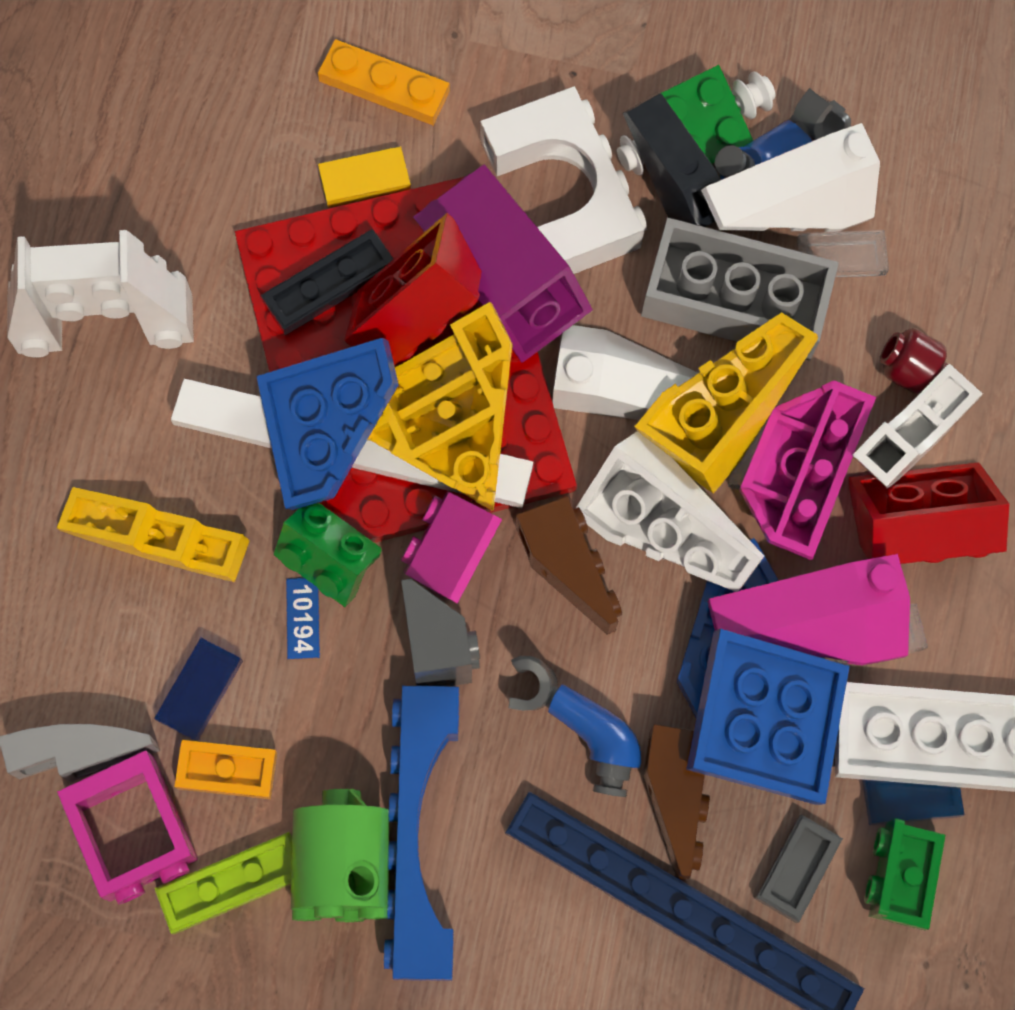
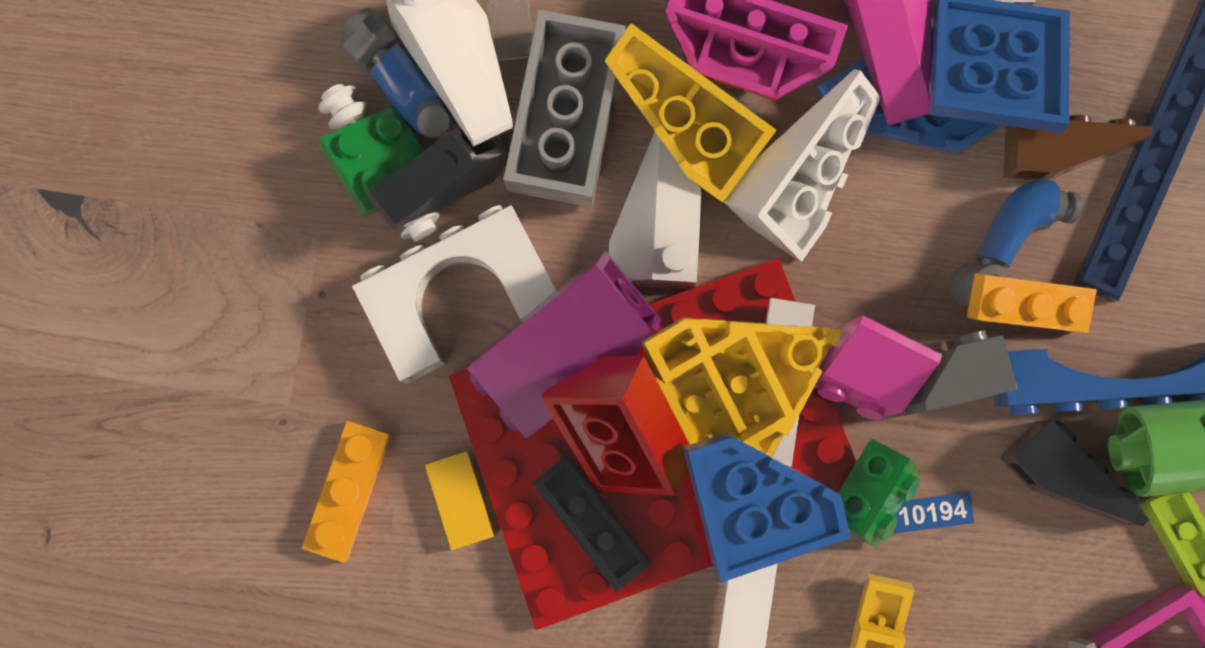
camera: 90 degrees left, 10 degrees up
(198, 689) = (1018, 605): clear blue tile -> none
(226, 769) = (1095, 568): light orange plate -> none
(329, 743) = (1059, 469): none -> black slope
(507, 727) = (1031, 303): none -> light orange plate
(561, 556) = (852, 267): reddish brown slope -> none
(798, 868) = (1114, 38): dark grey tile -> none

